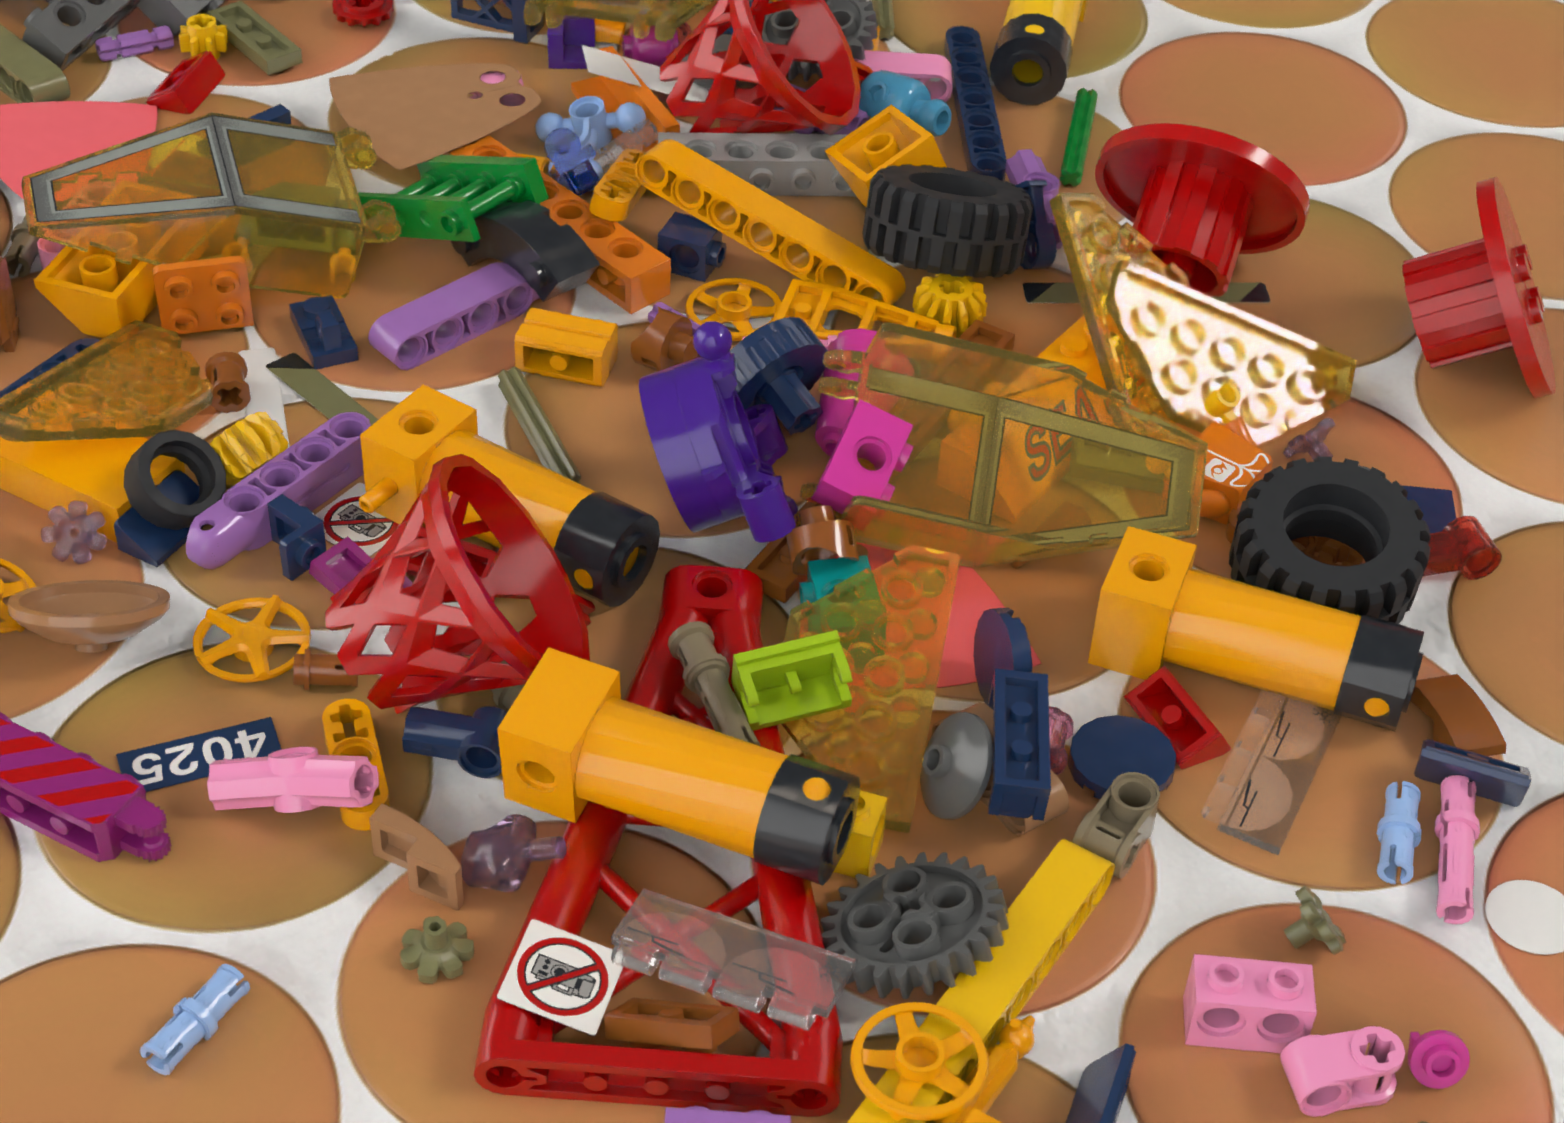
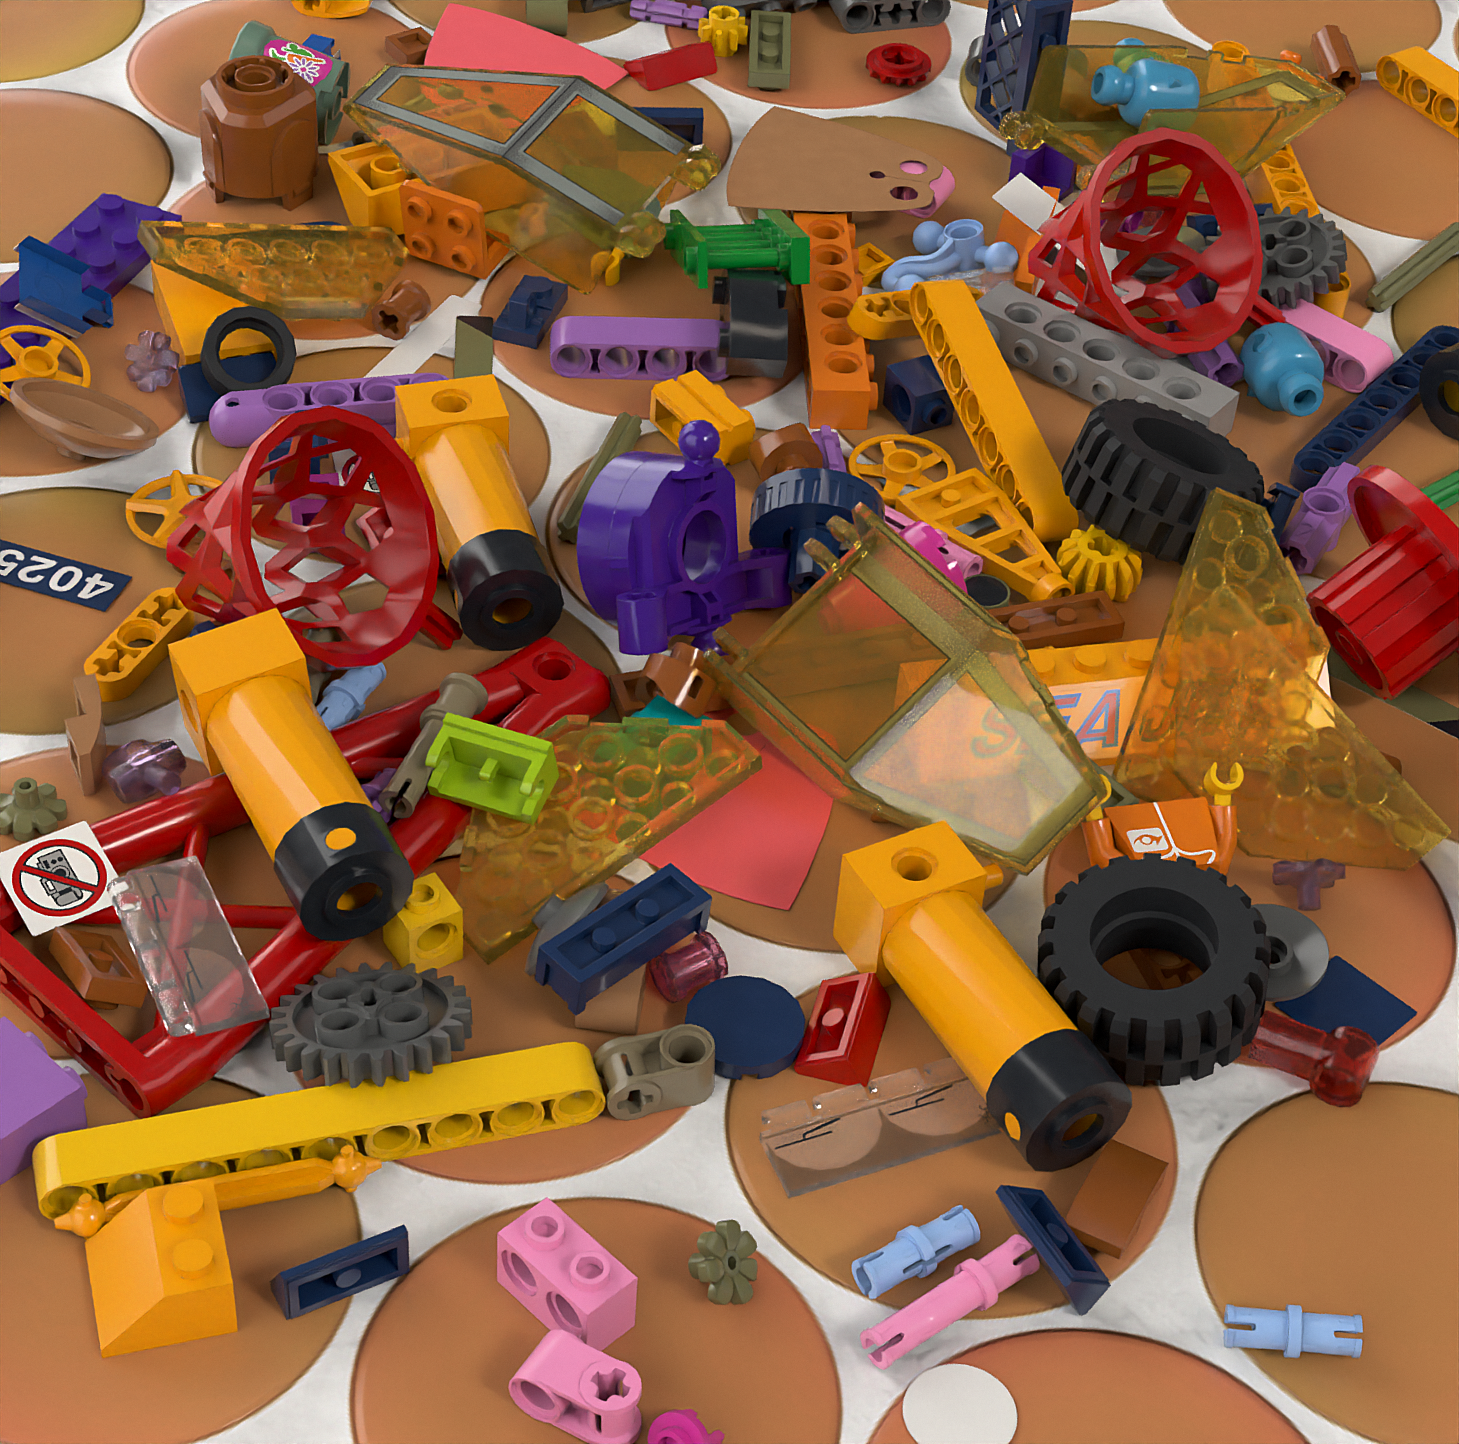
camera: 40 degrees right, 0 degrees up
(248, 446) = (334, 357): yellow gear -> none
(292, 781) = (64, 619): bright pink piece -> none
(571, 162) = (881, 266): clear blue hips -> none
(871, 436) = (781, 603): dark pink brick -> none
(882, 142) = (1192, 386): light orange slope -> none
(919, 1060) = (224, 1117): light orange wheel -> none
(999, 644) = (721, 864): tile -> none

